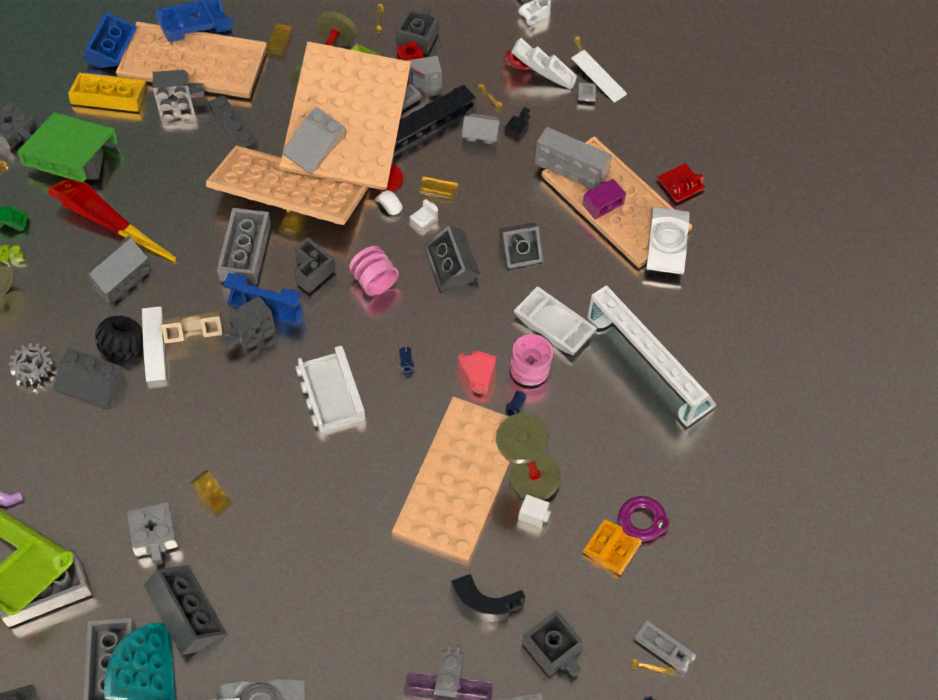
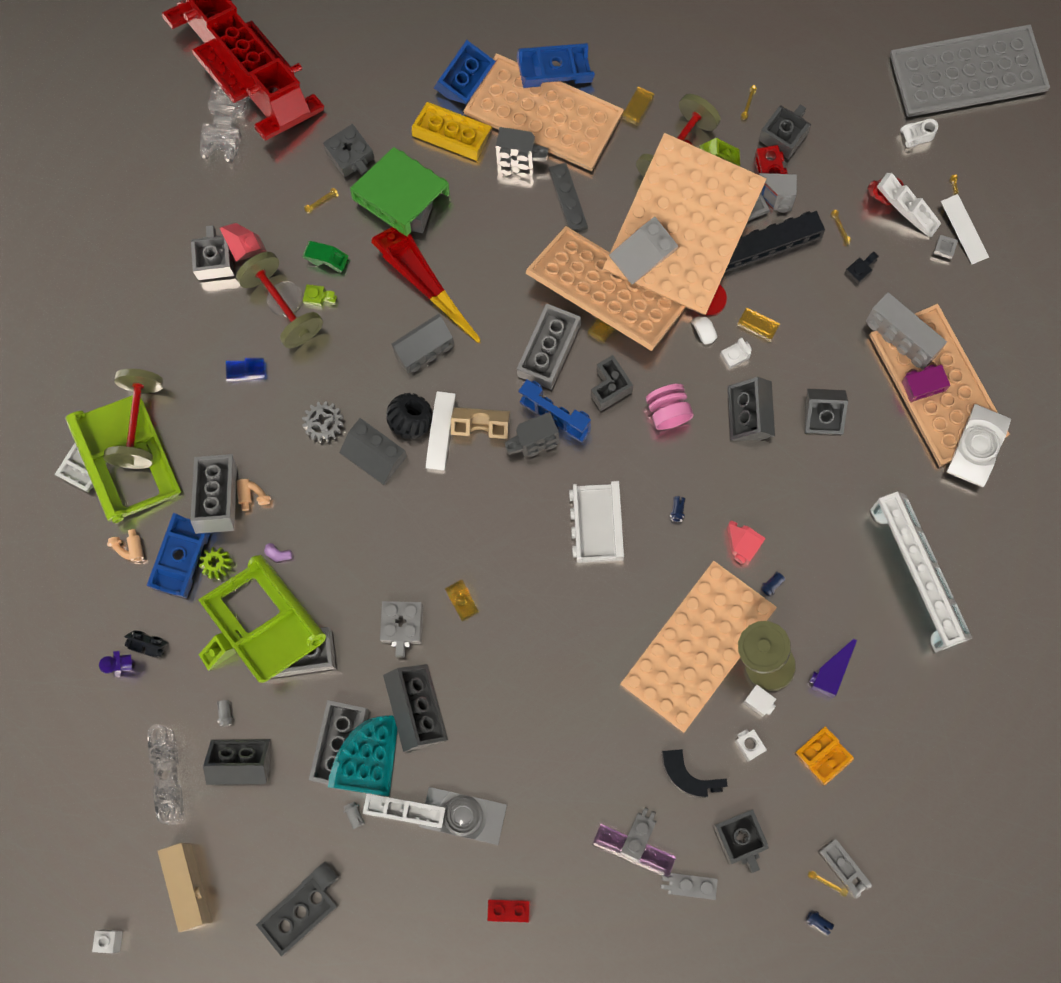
camera: 25 degrees right, 15 degrees up
(481, 127) = (822, 263): light grey slope -> none
(531, 359) = (808, 538): bright pink wheel -> none
(540, 562) = (758, 749): none -> white brick
(554, 321) = (836, 505): white slope -> none
(595, 466) = (830, 675): none -> dark purple slope
(643, 502) = (879, 735): magenta piece -> none
(681, 182) = (1014, 379): red hinge -> none

